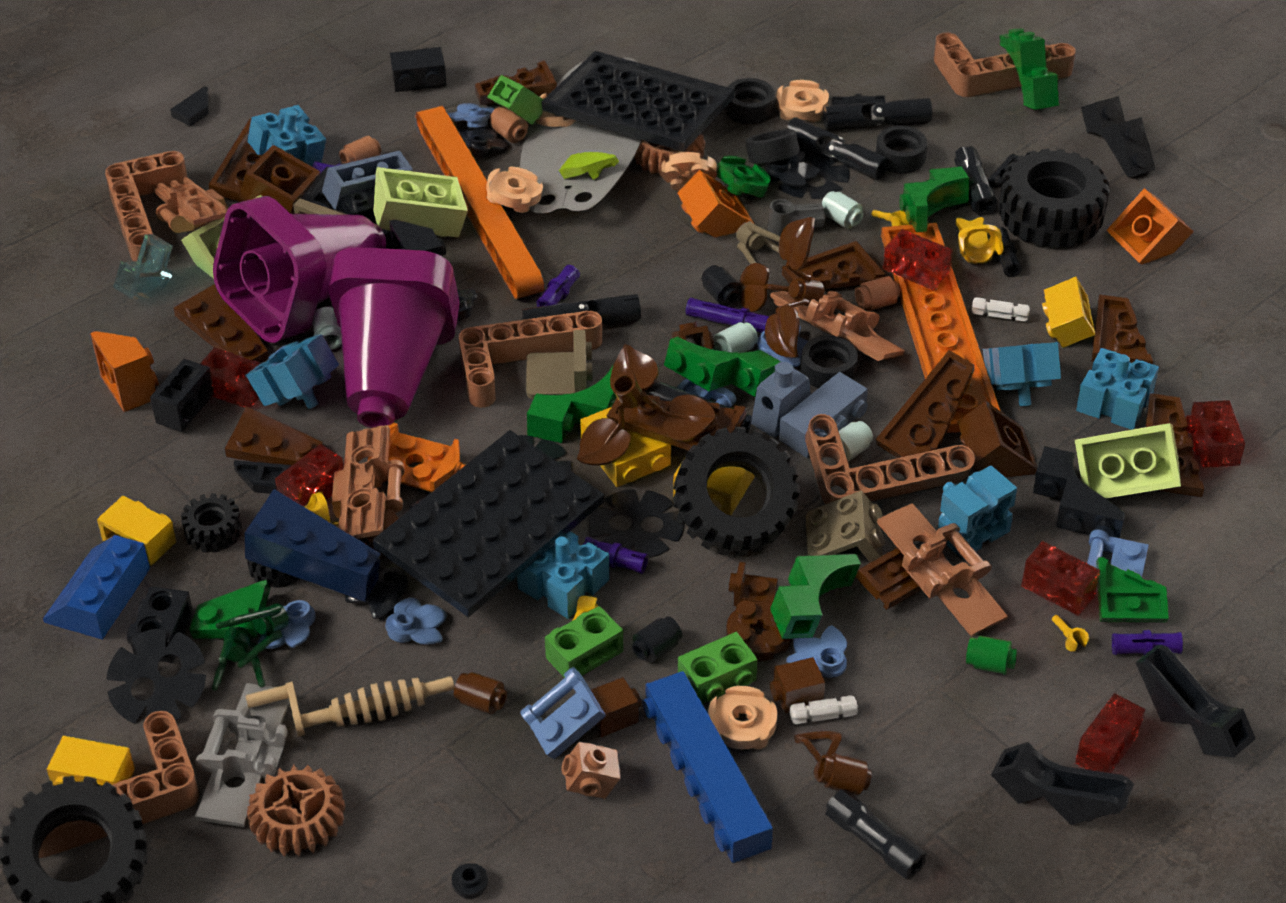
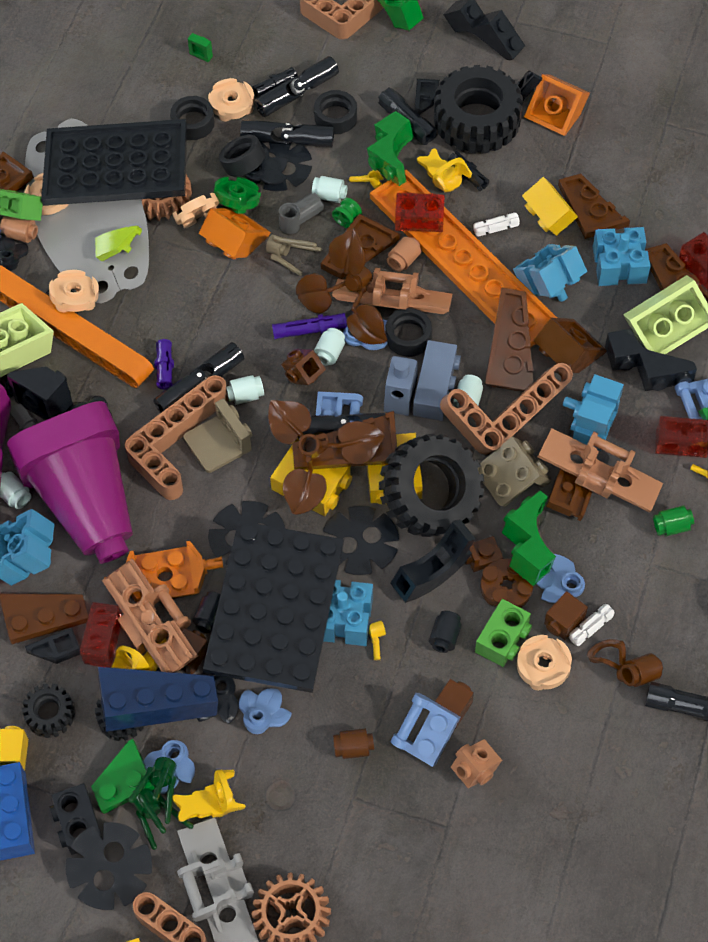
camera: 30 degrees left, 15 degrees up
(307, 674) = (213, 801): none -> yellow hair
(351, 708) = (278, 801): tan piece -> none
(473, 888) = (445, 903): black plate -> none
(555, 415) = (244, 480): green arch -> none
(584, 642) = (401, 664): bright green brick -> none
(615, 337) = (245, 389): none -> light aqua brick
(622, 556) = (367, 575): dark purple pin -> none
(689, 577) = (437, 566): none -> black arch
(707, 767) = (547, 714): blue brick -> none
(716, 368) = (335, 384): green arch -> none
(721, 285) = (286, 301): black brick -> none
(803, 47) = (200, 47): none -> green plate
(844, 234) = (346, 212): none -> green wheel
(1124, 200) = (528, 83): none -> black tile

